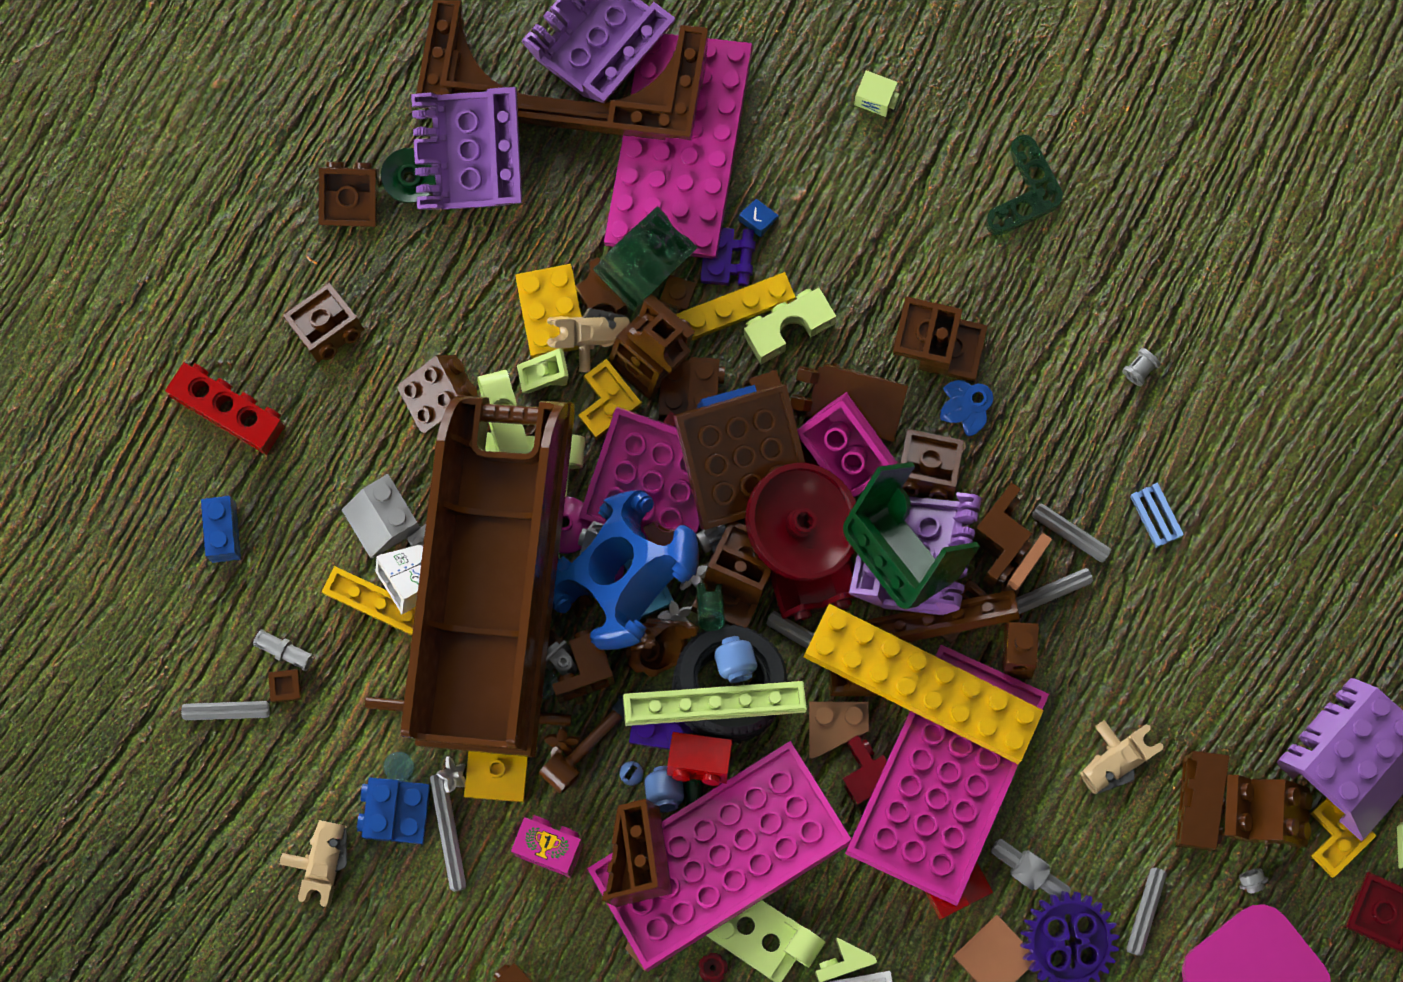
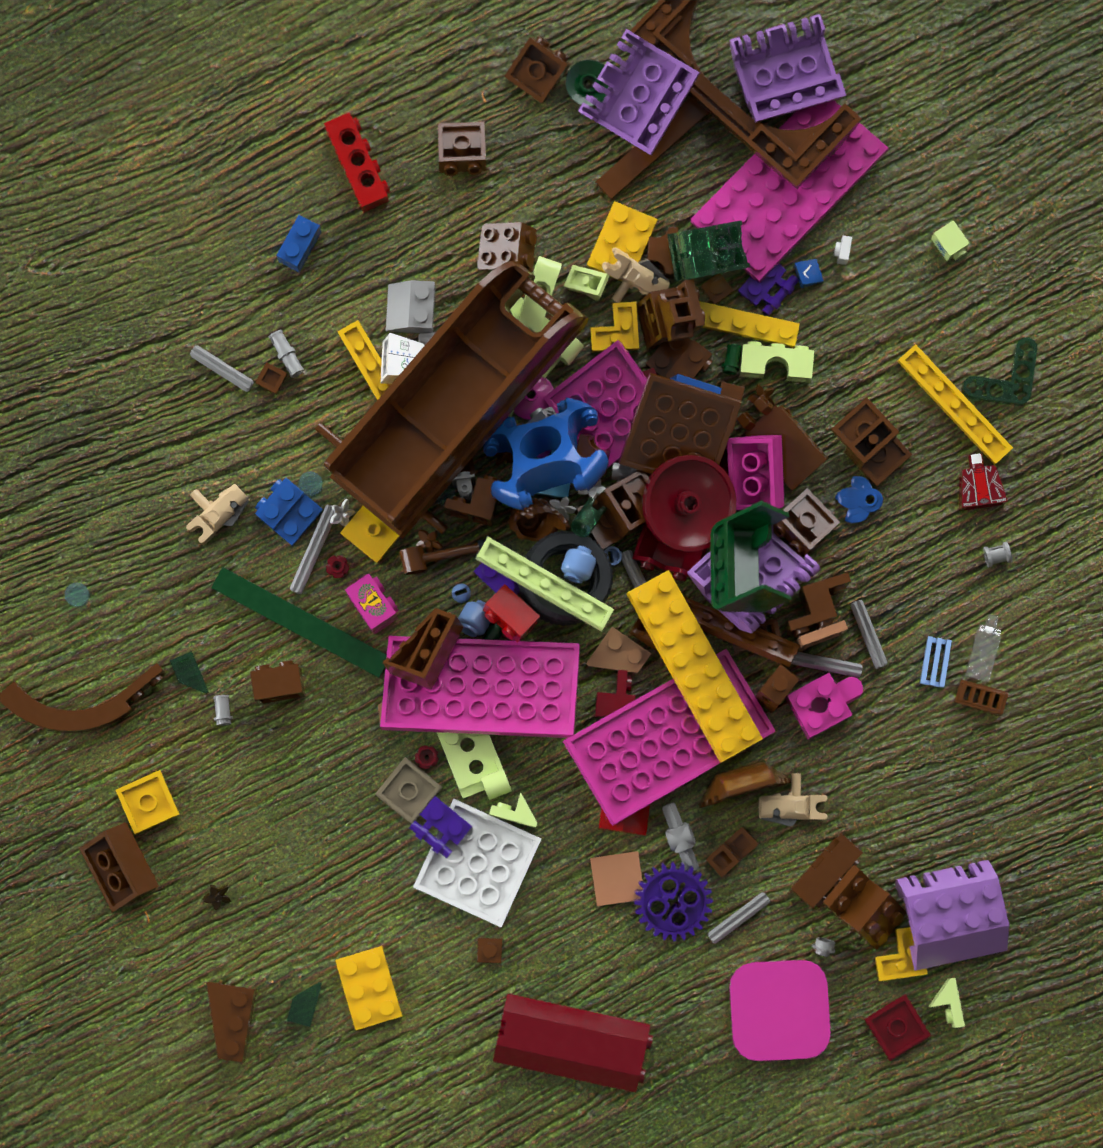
camera: 30 degrees right, 5 degrees up
(485, 918) = (300, 622): none -> dark green tile
(491, 838) = (342, 570): none -> dark red plate
(511, 218) = (637, 160): none -> reddish brown tile
(745, 358) = (732, 358): none -> dark green pin
(762, 626) = (616, 555): none -> medium blue hinge
(777, 171) = (842, 250): none -> white plate
(794, 365) = (759, 393): none -> reddish brown plant
(994, 248) = (955, 404): none -> yellow plate
(1053, 770) = (742, 781): none -> reddish brown wedge
(1076, 311) = (980, 486): none -> dark red torso
(1077, 632) = (823, 703): none -> dark pink brick
(1091, 847) = (732, 851): none -> reddish brown slope
(1196, 470) = (984, 650): none -> clear hinge
(1235, 506) = (998, 711): none -> reddish brown slope

